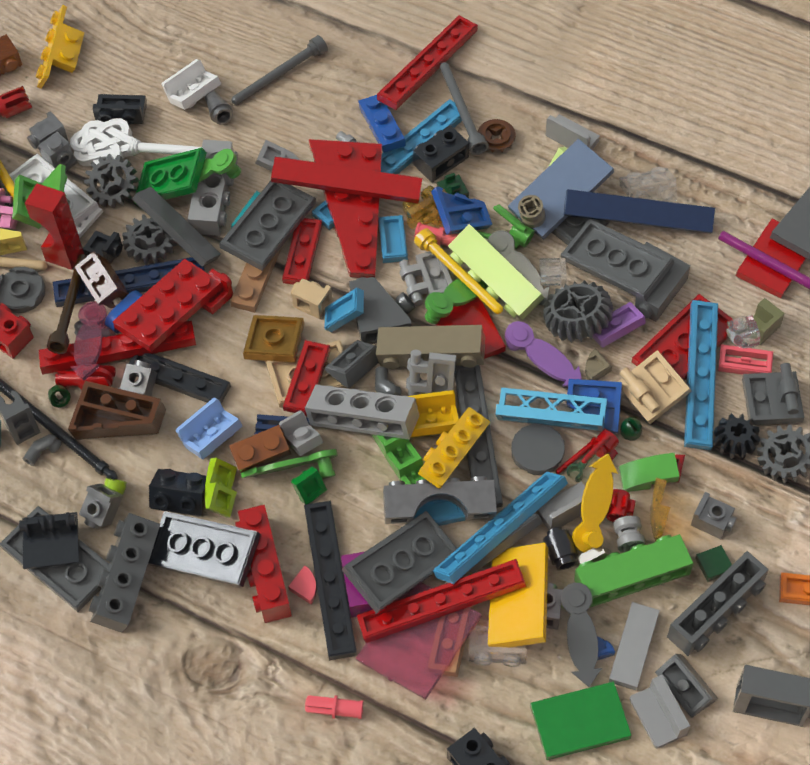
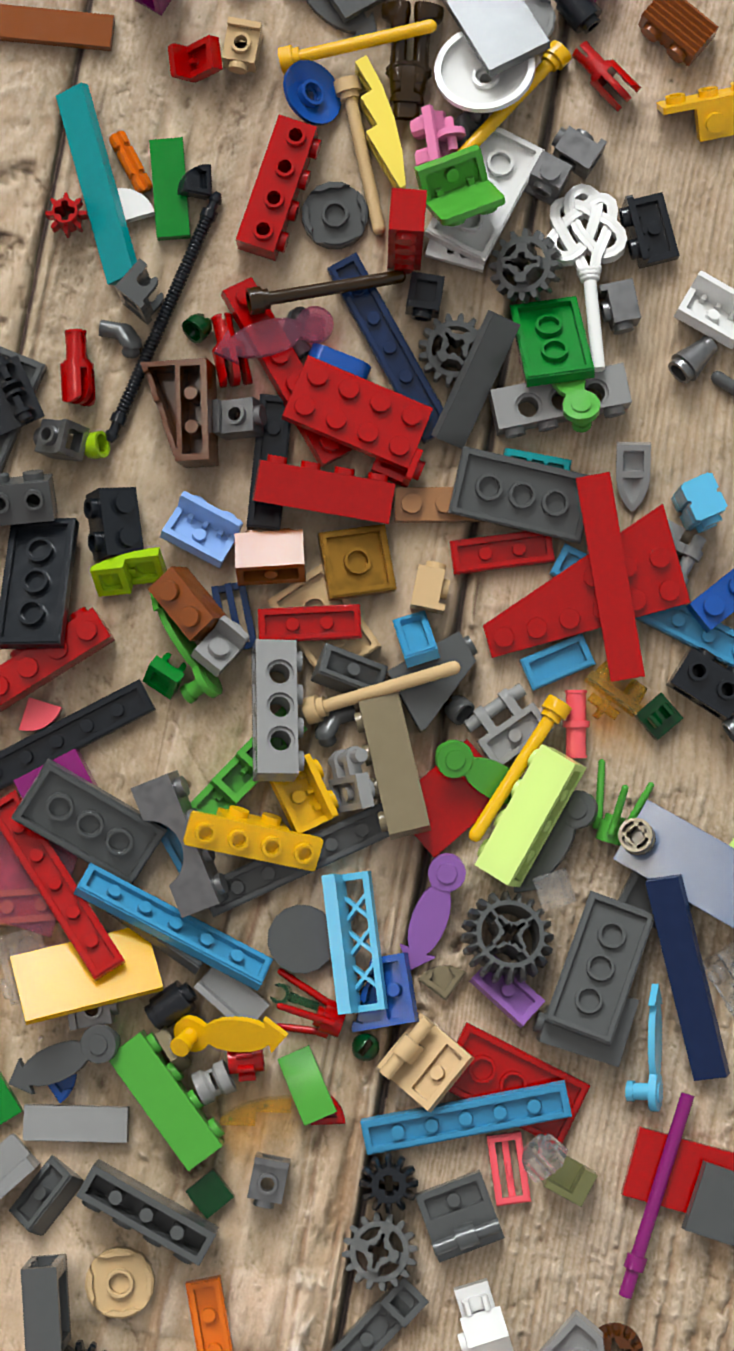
camera: 70 degrees right, 25 degrees up
(53, 482) = (77, 370): none -> red arm
(101, 279) = (366, 317): hinge -> none
(163, 133) = (619, 305): none -> flat silver brick
(214, 339) = (324, 491): none -> red brick
(248, 388) = (270, 557): none -> brick
(316, 119) = (699, 503): none -> medium azure brick
(372, 334) = (316, 707): none -> tan piece
(459, 211) = (614, 741): blue wing -> none
(712, 255) = (653, 1089): none -> medium azure brick
(769, 646) = (120, 1282): none -> tan tile

